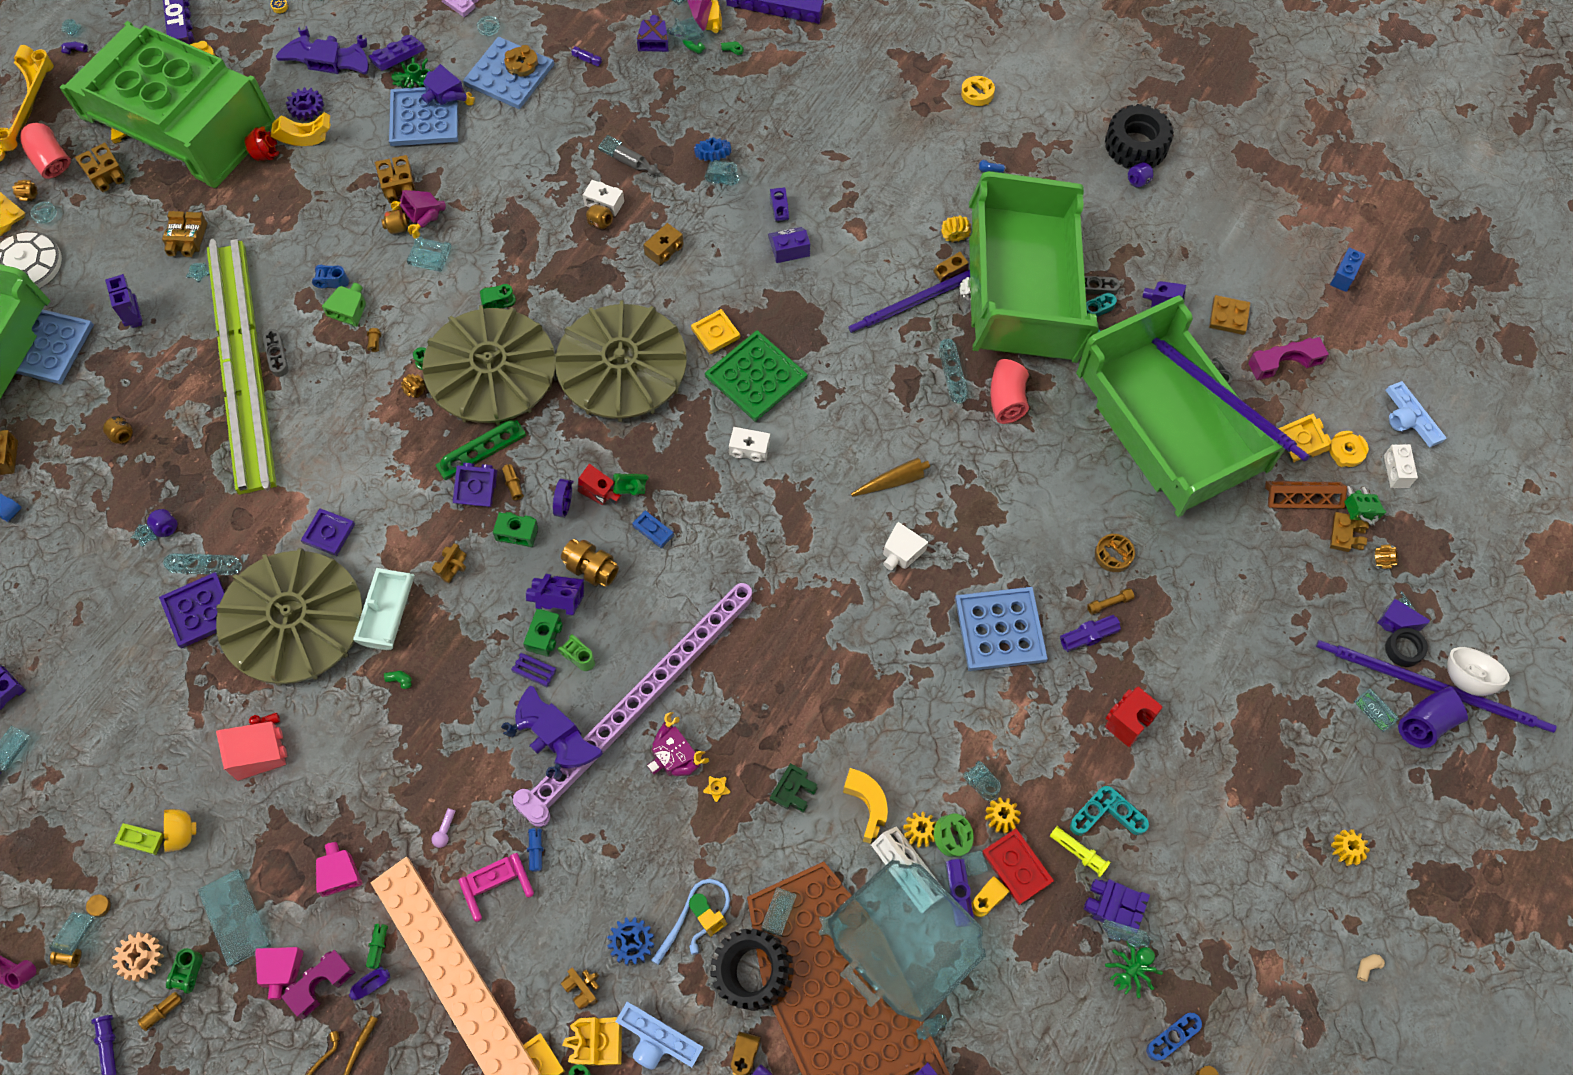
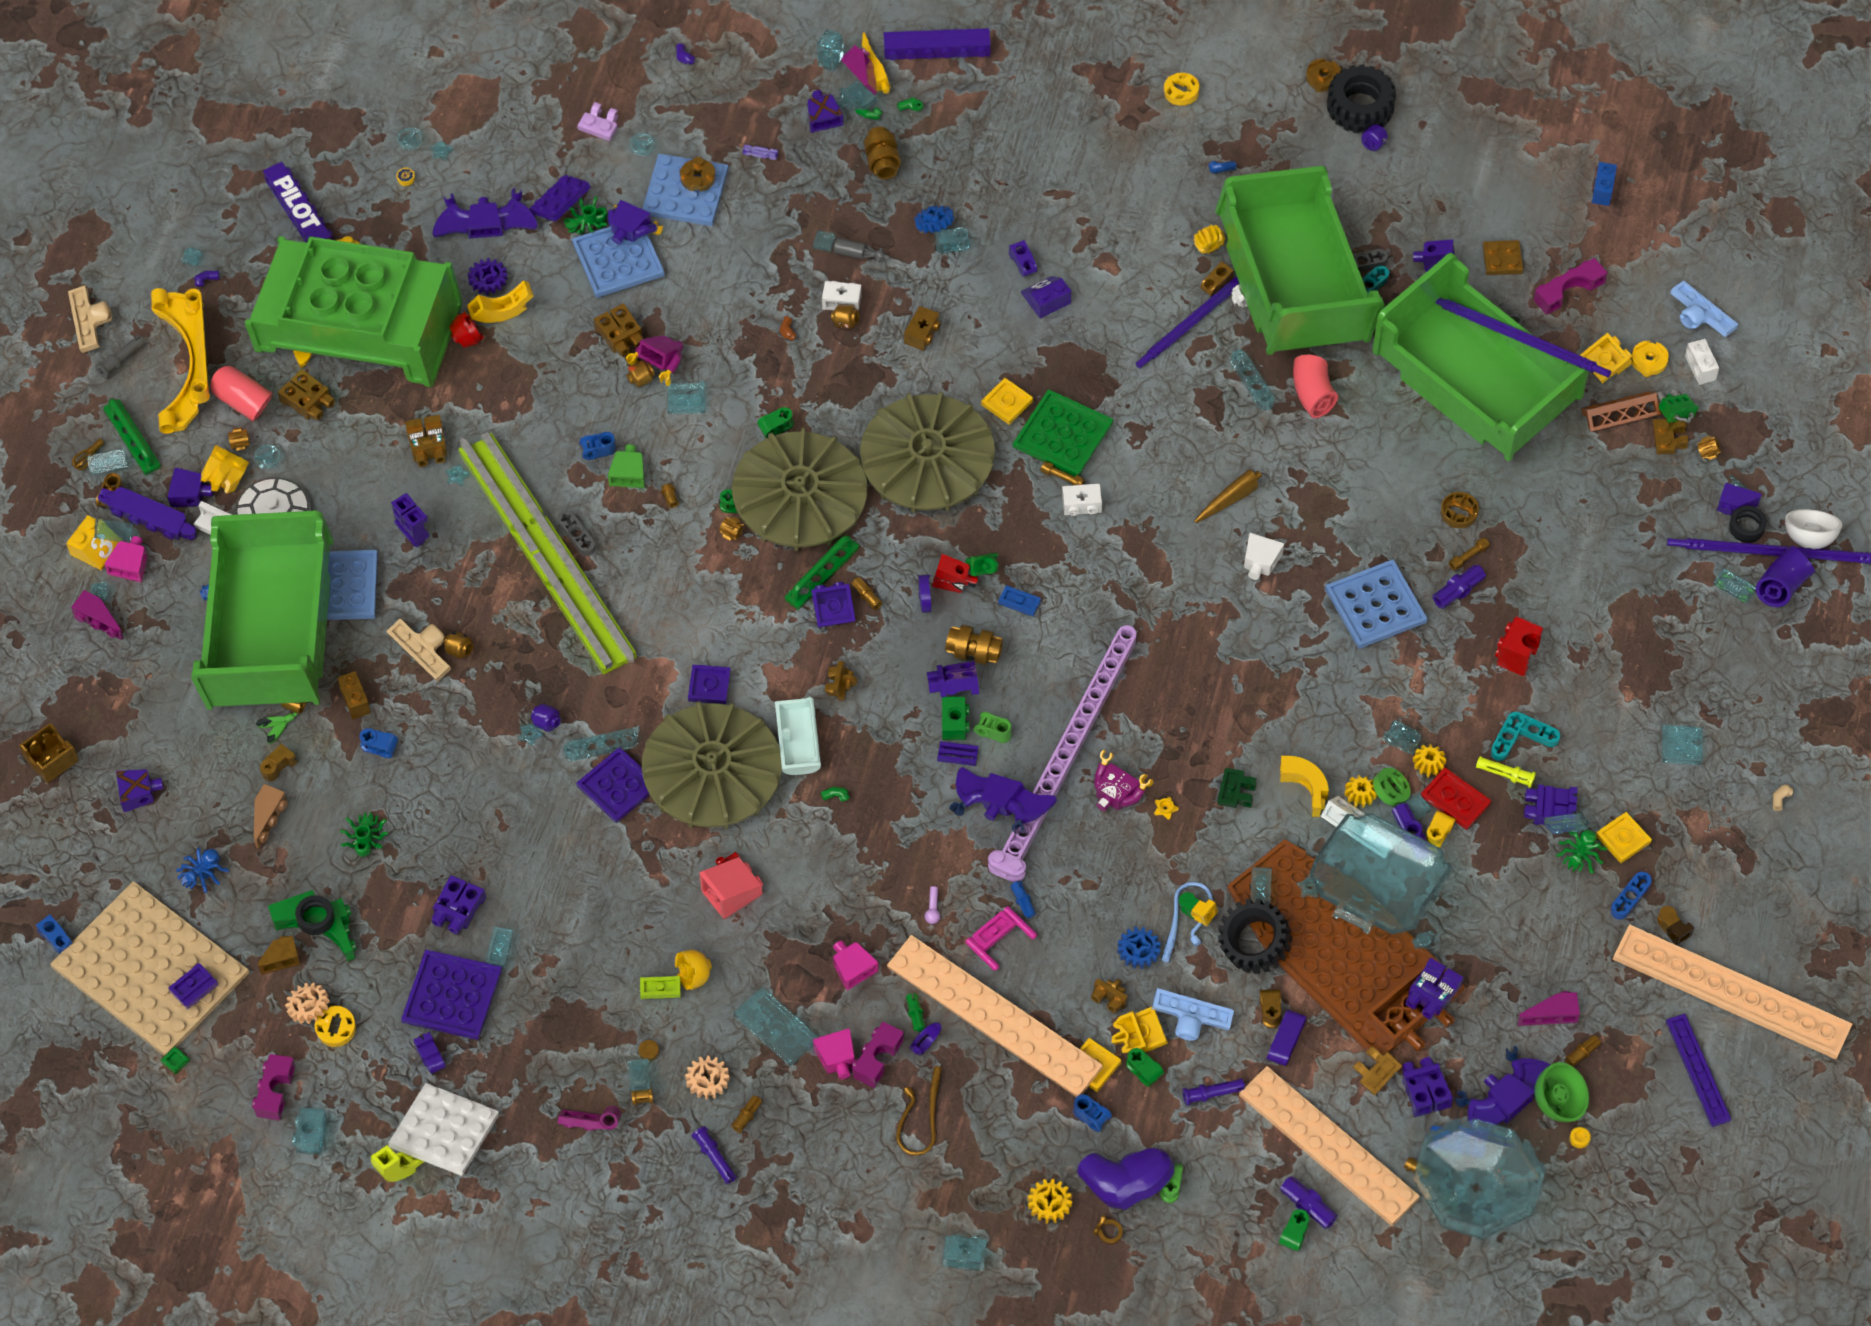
camera: 15 degrees left, 5 degrees down
(85, 423) = (422, 647): none -> tan plate
(184, 972) = (754, 1079): green piece -> none
(523, 536) = (898, 640): green brick -> none
(542, 214) = (785, 329): none -> dark orange arm
(689, 80) = (882, 152): none -> pearl gold piece
(730, 406) = (1048, 468): none -> pearl gold bar
(1104, 102) = (1315, 68): none -> pearl gold plate
(1184, 965) = (1623, 837): none -> yellow plate
(1275, 873) = (1681, 745): none -> clear light blue plate
(1353, 855) = (1740, 705): yellow gear -> none

